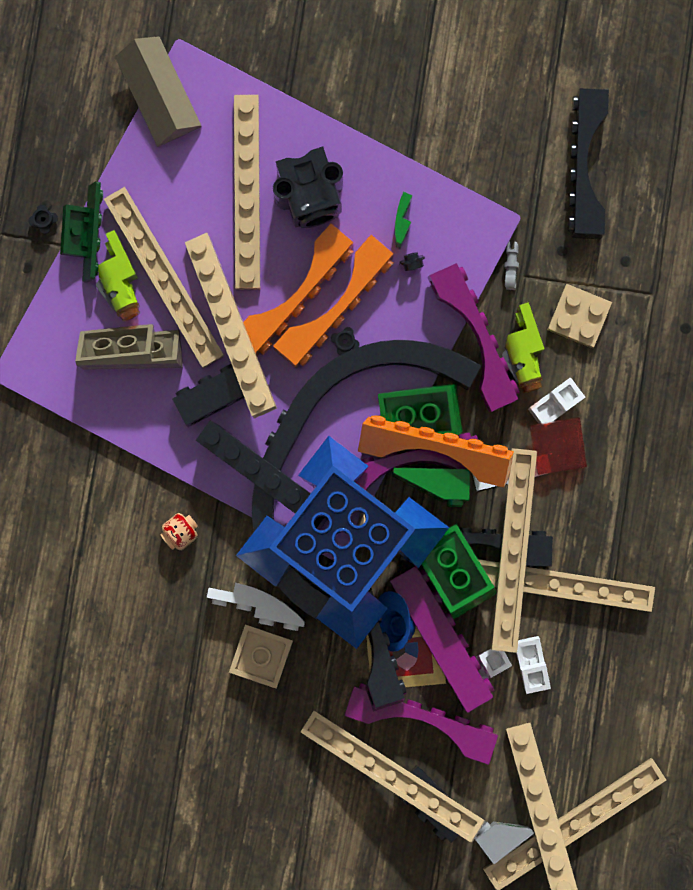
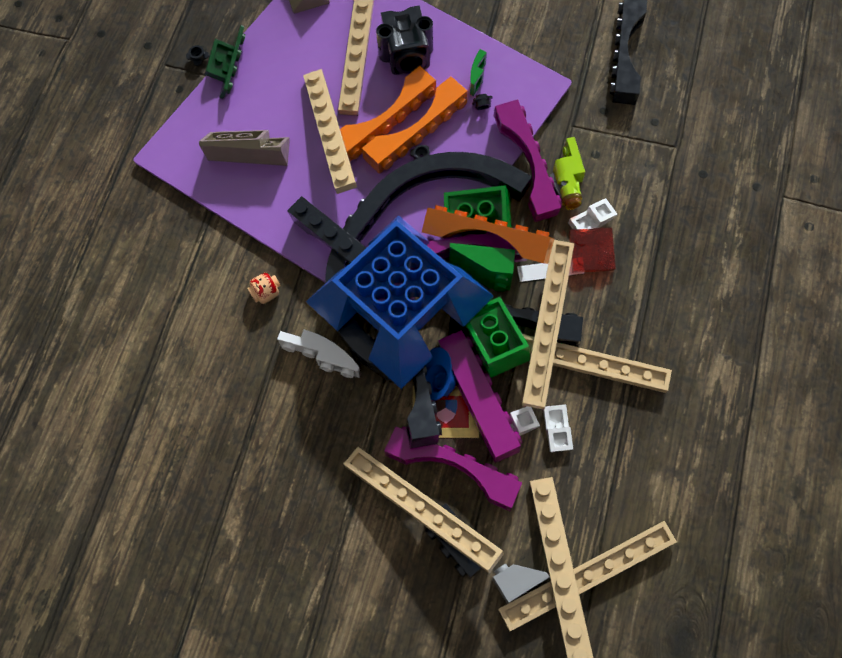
camera: 10 degrees right, 15 degrees down
(115, 279) = (245, 95): lime plate -> none
(164, 277) = (283, 99): tan plate -> none
(209, 396) = (306, 182): black brick -> none
(260, 656) = (317, 396): tan plate -> none
(511, 266) = (562, 116): light grey piece -> none
(579, 316) = (615, 156): tan plate -> none

